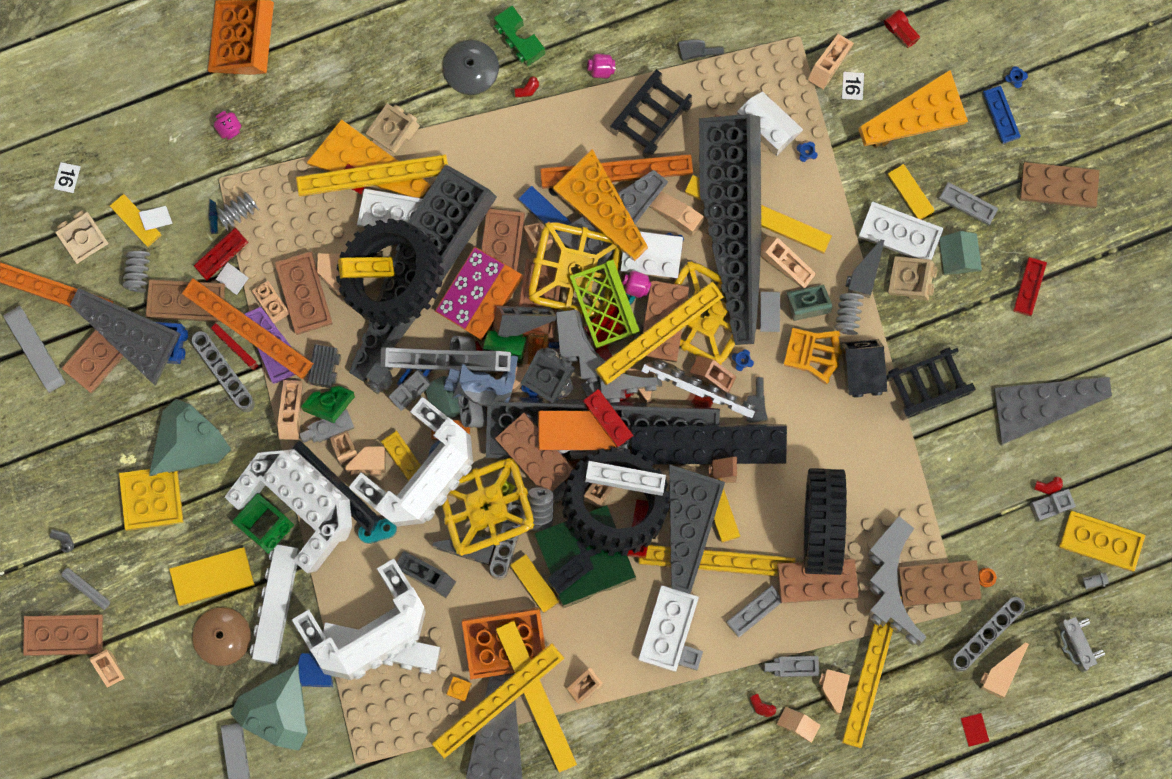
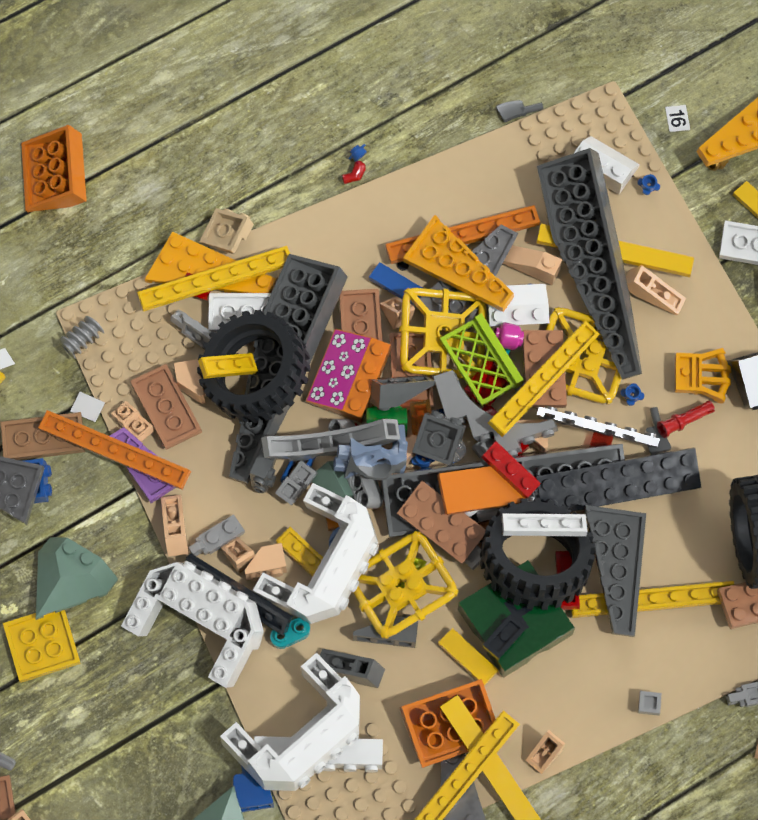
camera: 15 degrees left, 10 degrees down
(211, 576) = (121, 714): yellow tile -> none
(213, 217) = (56, 350): piece -> none
(221, 253) = (71, 384): red tile -> none
(226, 380) = (91, 492): light grey beam -> none
(227, 125) = (55, 257): dark pink head -> none
(231, 646) = (146, 789): medium nougat dish -> none
(236, 348) = (103, 473): red tile -> none
(252, 513) = (154, 637): green window -> none
(275, 605) = (196, 730): white brick -> none
(324, 366) = (201, 481): dark grey brick -> none
(328, 404) = (213, 512): green plate -> none
(341, 220) = (191, 328): none -> light grey hinge
(459, 689) = (411, 782): light orange plate -> none
(474, 78) = (296, 172): dark grey dish -> none
(505, 561) = (432, 619): light grey beam -> none
(527, 49) = (346, 136): green arch -> none
(534, 68) = (357, 152): none -> blue plate
(542, 508) = (460, 570): light grey piece -> none
(597, 494) = (516, 549): light nougat slope -> none
(601, 66) = (424, 139): dark pink head -> none
(632, 111) = (474, 159): black fence -> none
(668, 628) = (619, 677): white plate -> none
(713, 373) = (605, 410): nougat slope -> none
(724, 469) = (642, 501): nougat slope -> none
(725, 520) = (653, 558): yellow tile -> none
(754, 611) = (704, 643): light grey tile -> none
(761, 708) = (735, 743): red arm -> none
(770, 312) = (649, 342): light grey slope -> none
(778, 396) = (678, 422): none -> red pin
(809, 302) = (687, 327): sand green slope -> none
(830, 61) = (650, 98): light nougat slope -> none
(848, 312) = (729, 329): light grey piece -> none
(865, 273) = (735, 293): dark grey slope -> none
(899, 24) = (709, 53): red piece -> none

